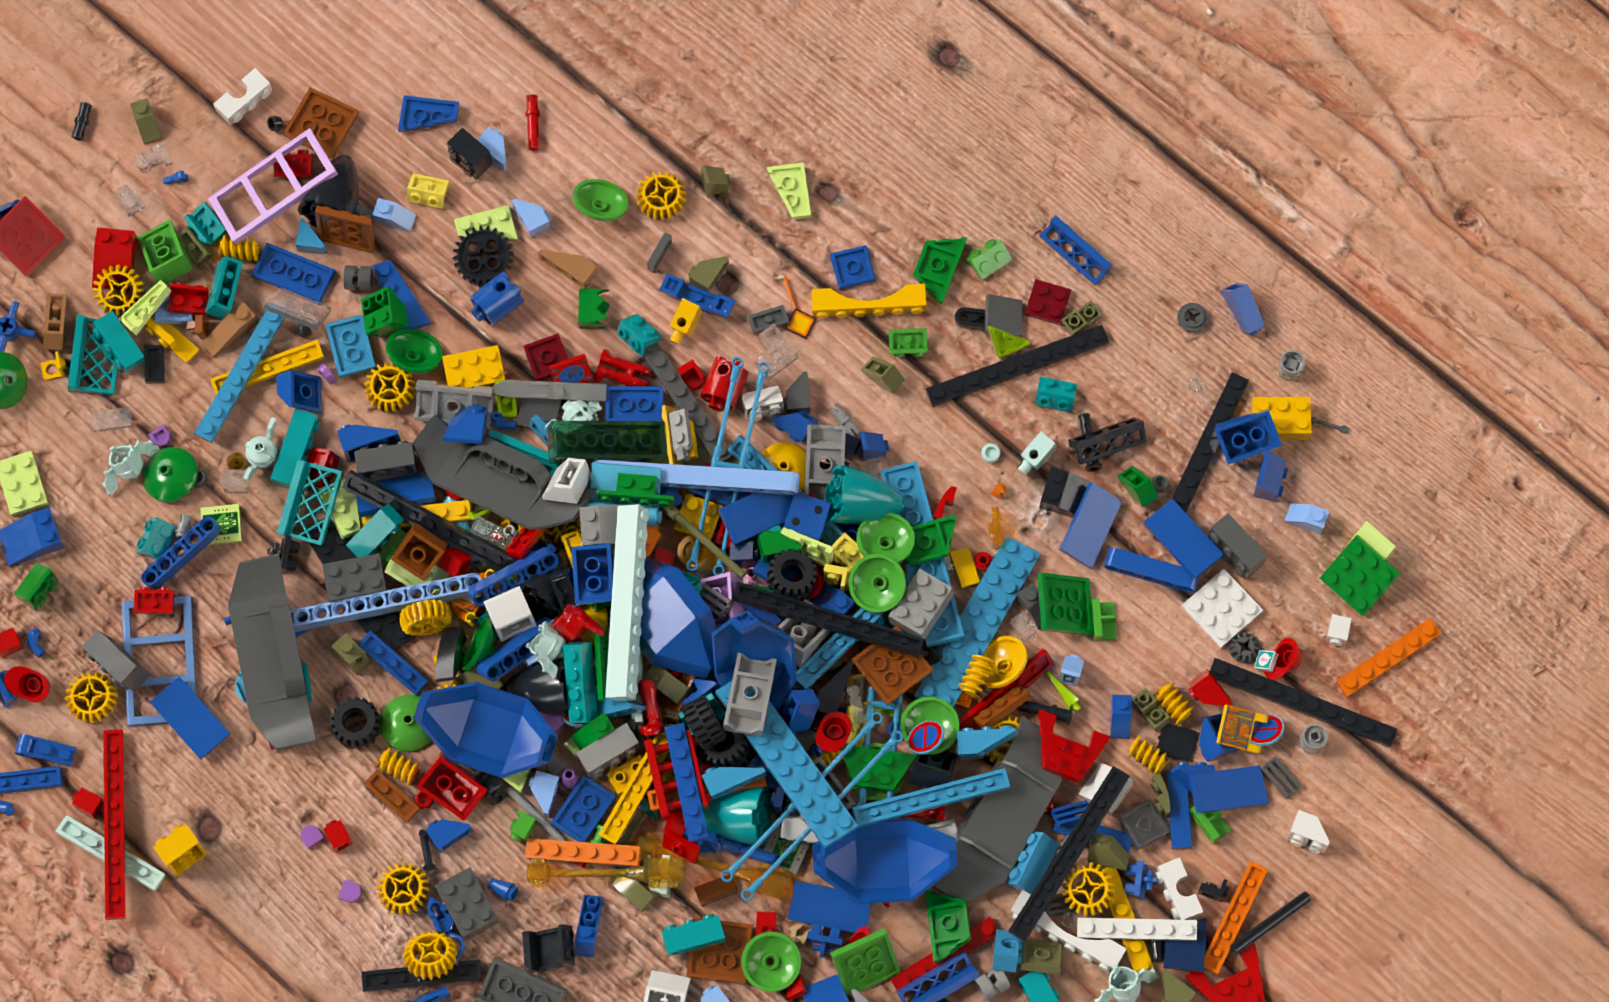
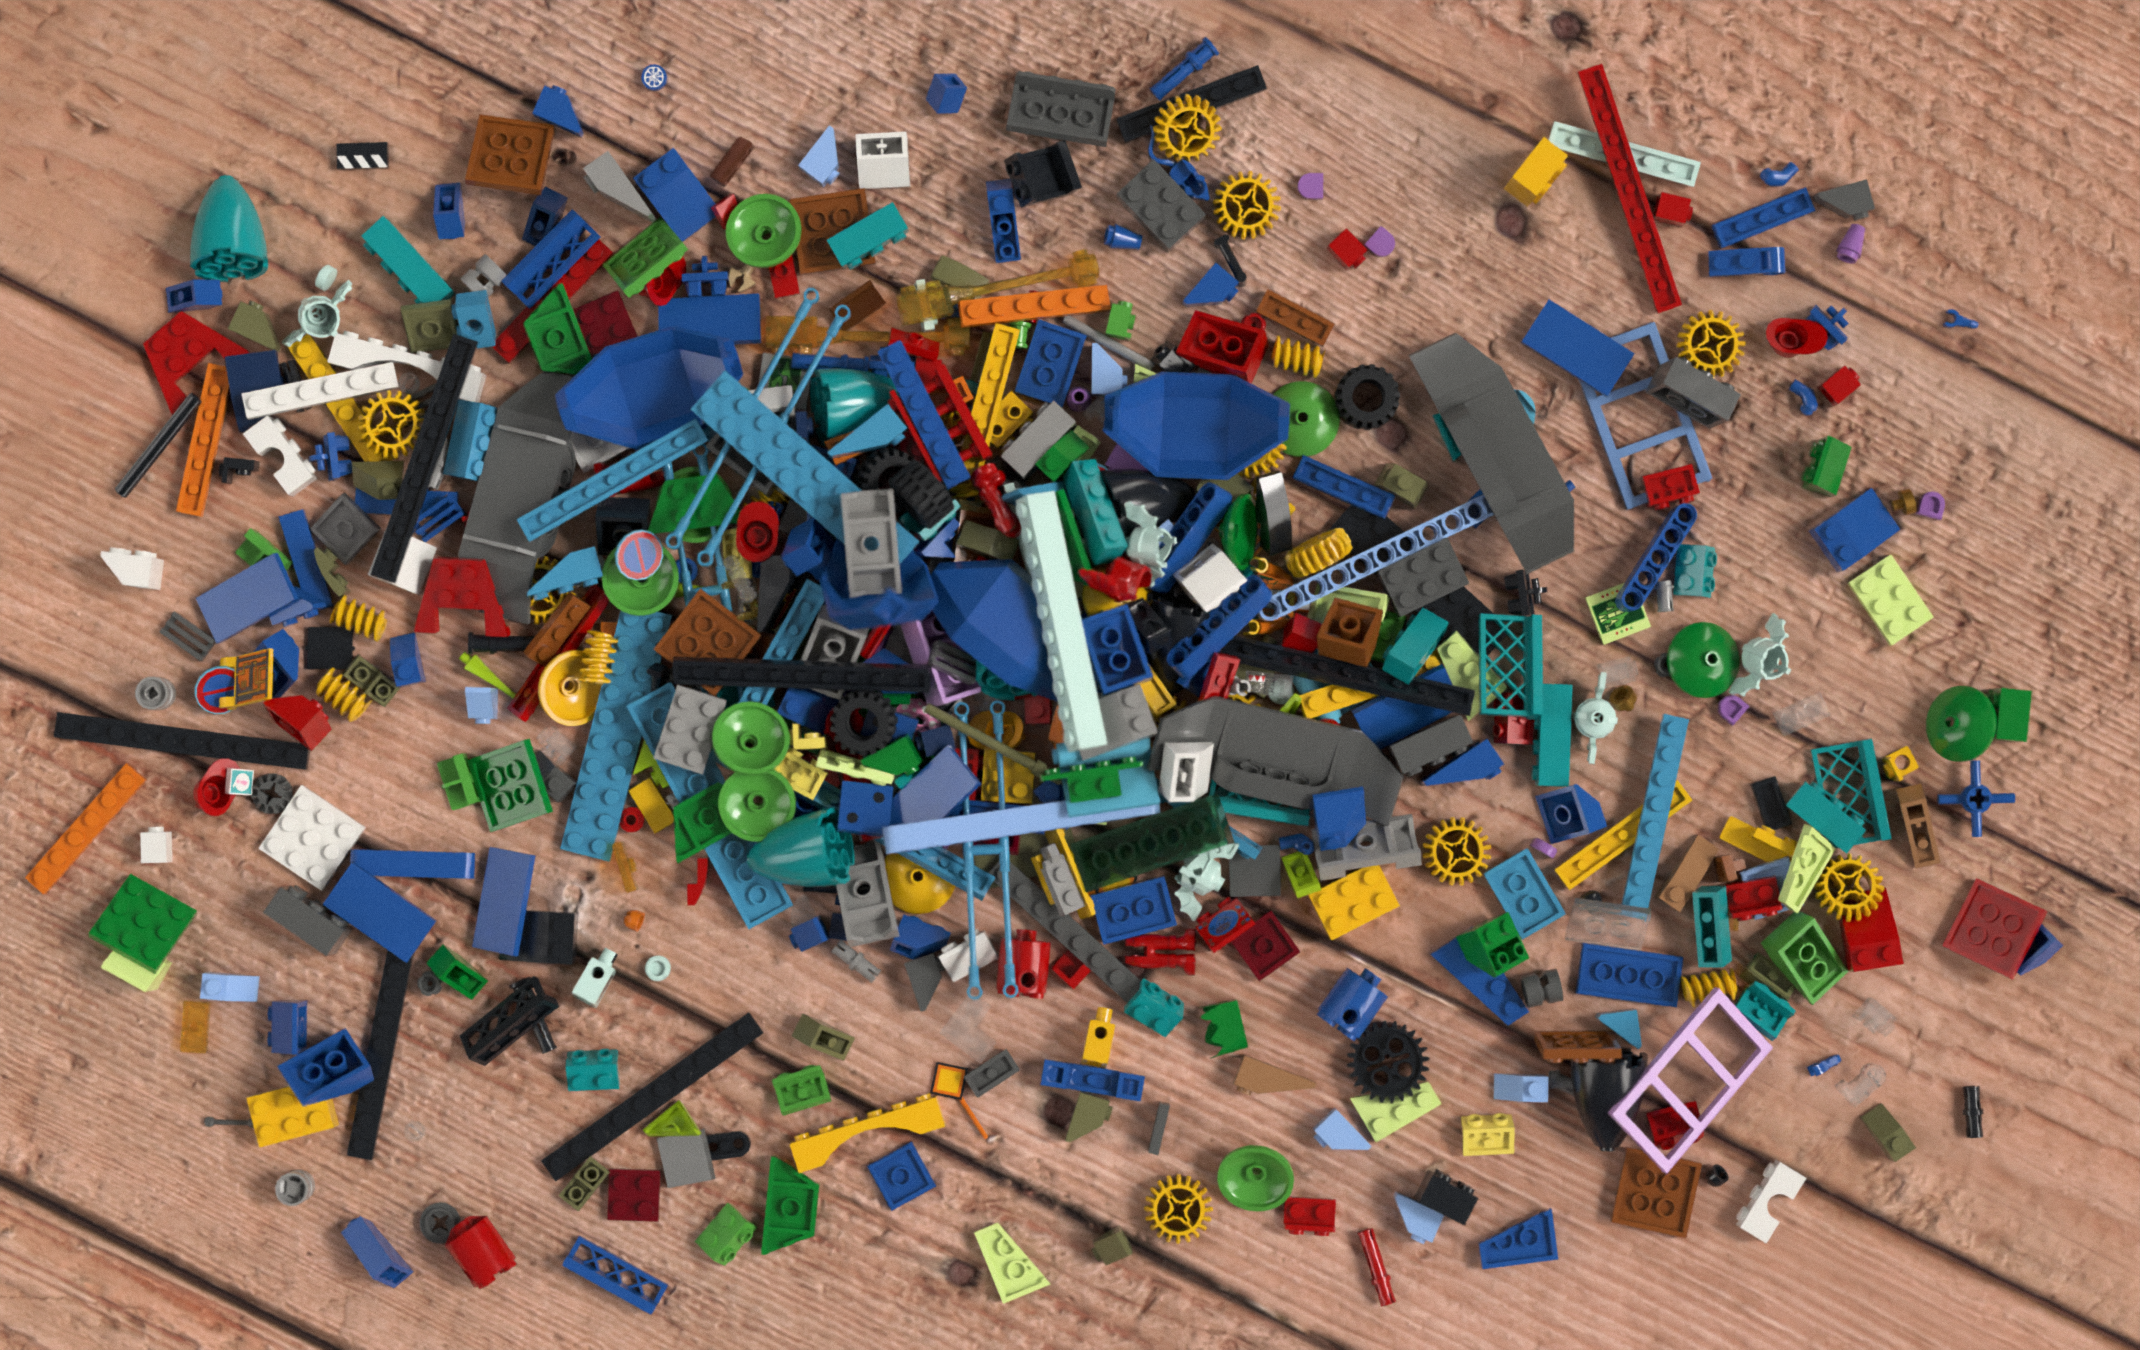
camera: 160 degrees right, 15 degrees up
(414, 351) = (1434, 916): green dish -> none
(551, 390) = (1245, 896): light grey piece -> none
(569, 167) = (1309, 1215): none -> red bracket
(909, 927) = (604, 322): none -> dark red plate
(962, 597) = (645, 762): none -> lime slope
(1167, 287) = (479, 1250): none -> red cylinder
(1339, 496) = (195, 1027): none -> clear yellow plate

